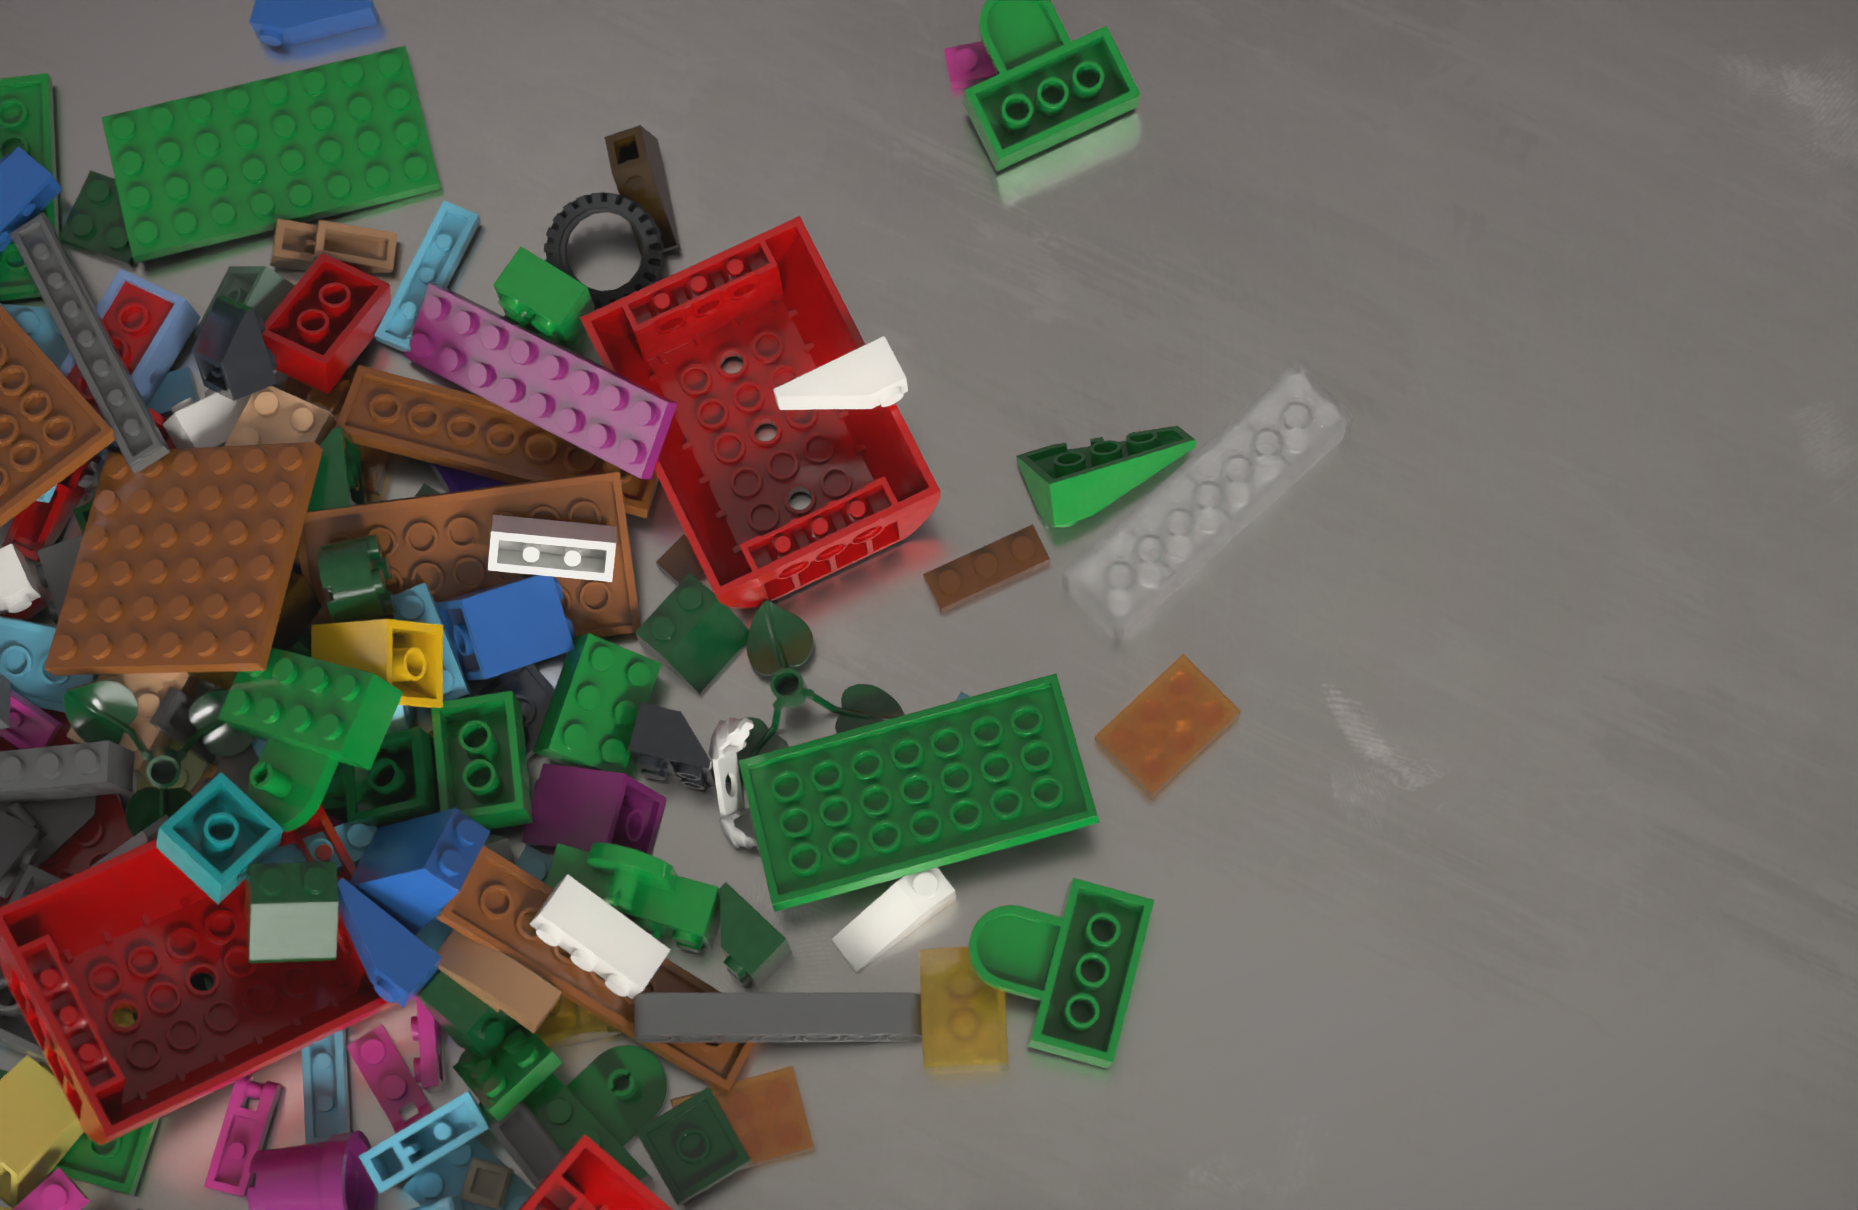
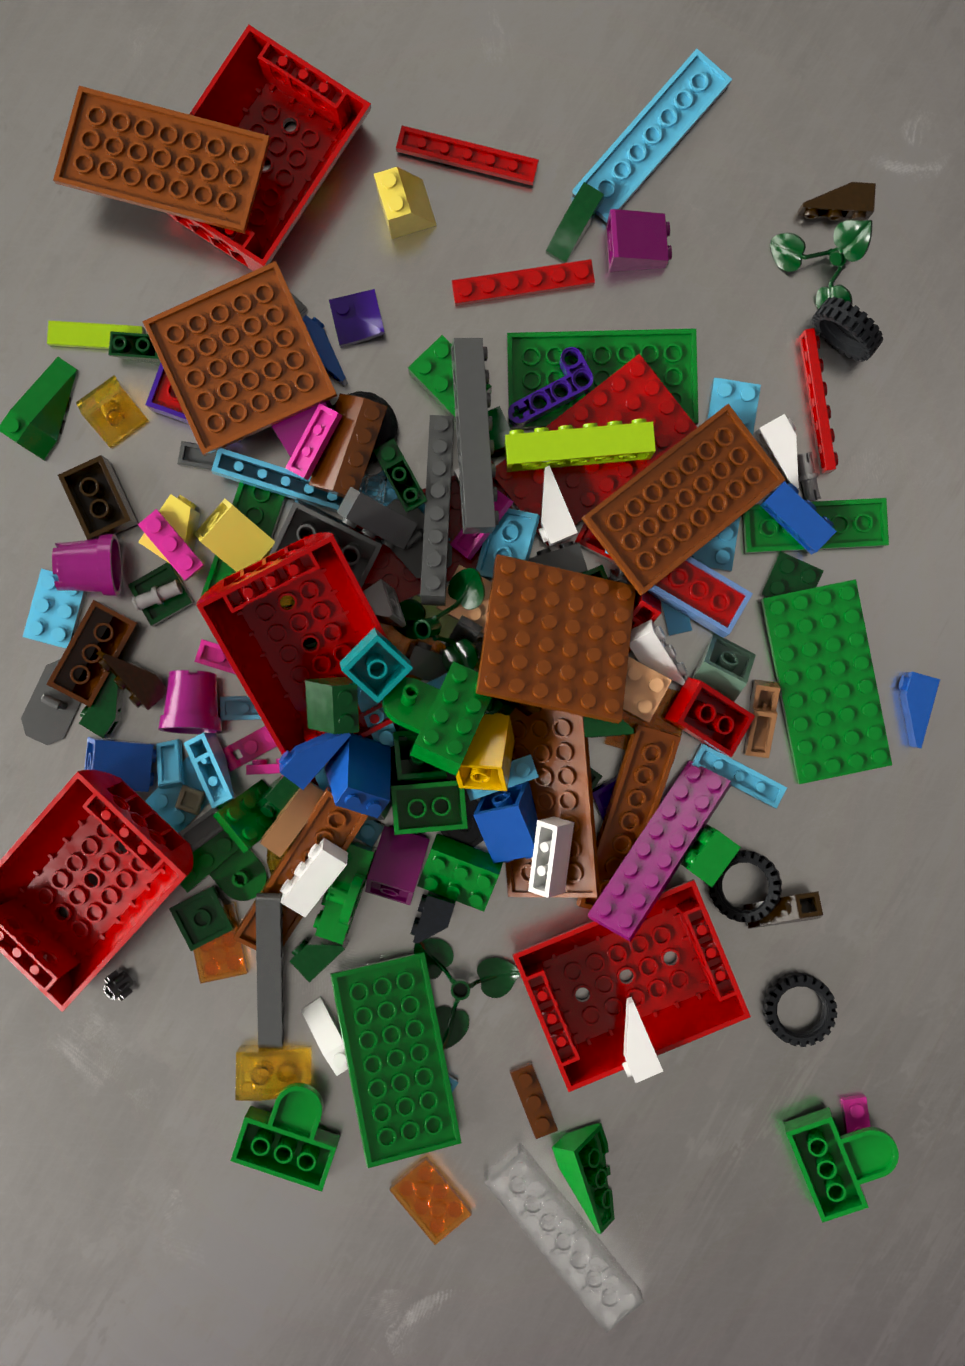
camera: 90 degrees right, 15 degrees up
(90, 343) = (704, 576): dark grey tile -> none
(233, 350) = (689, 667): black slope -> none
(356, 579) = (537, 740): dark green brick -> none
(680, 561) = (549, 922): reddish brown tile -> none
(693, 634) = (504, 928): dark green slope -> none
(735, 819) = (390, 948): white piece -> none
(806, 115) = (828, 1010): none -> black tyre

